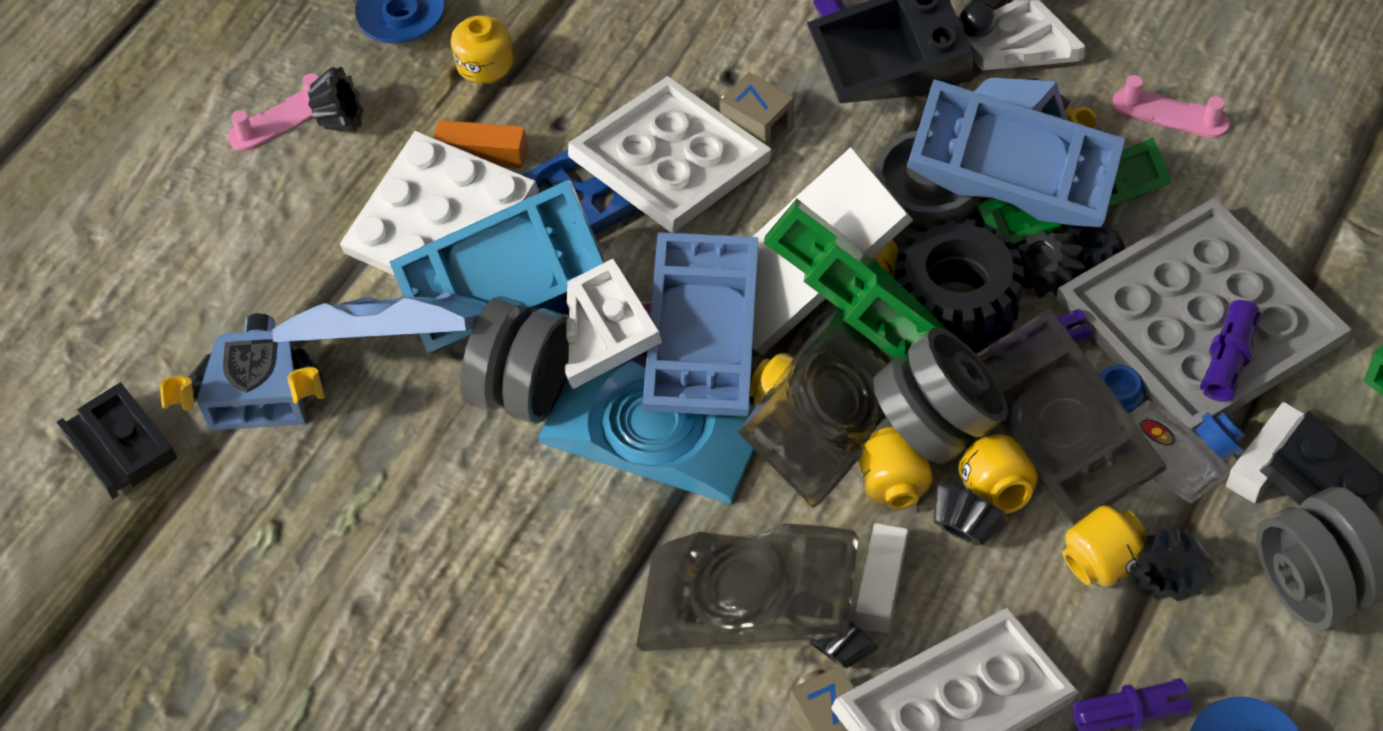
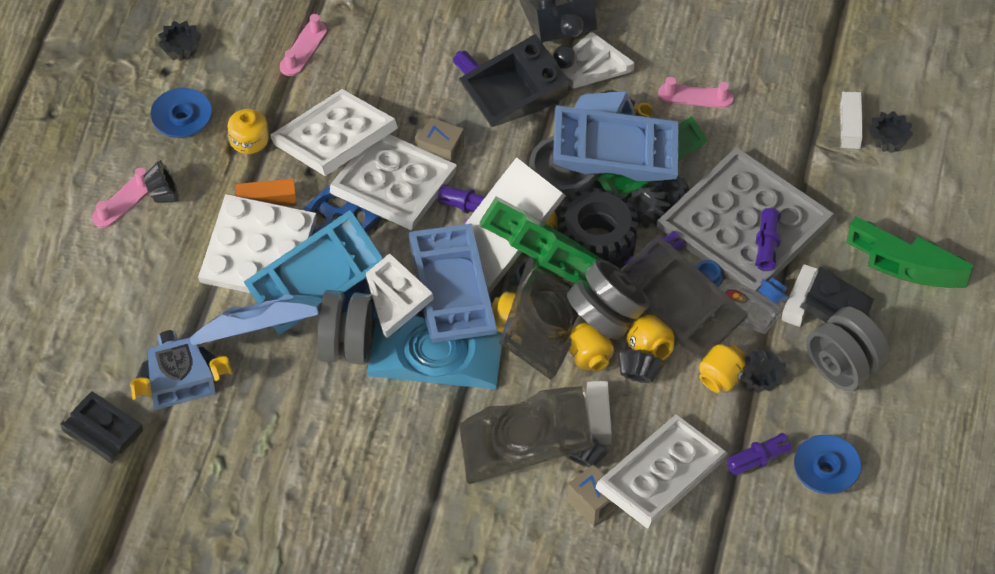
camera: 20 degrees left, 0 degrees up
(603, 71) = (334, 132): none -> white plate
(758, 198) = (464, 200): none -> dark purple axle

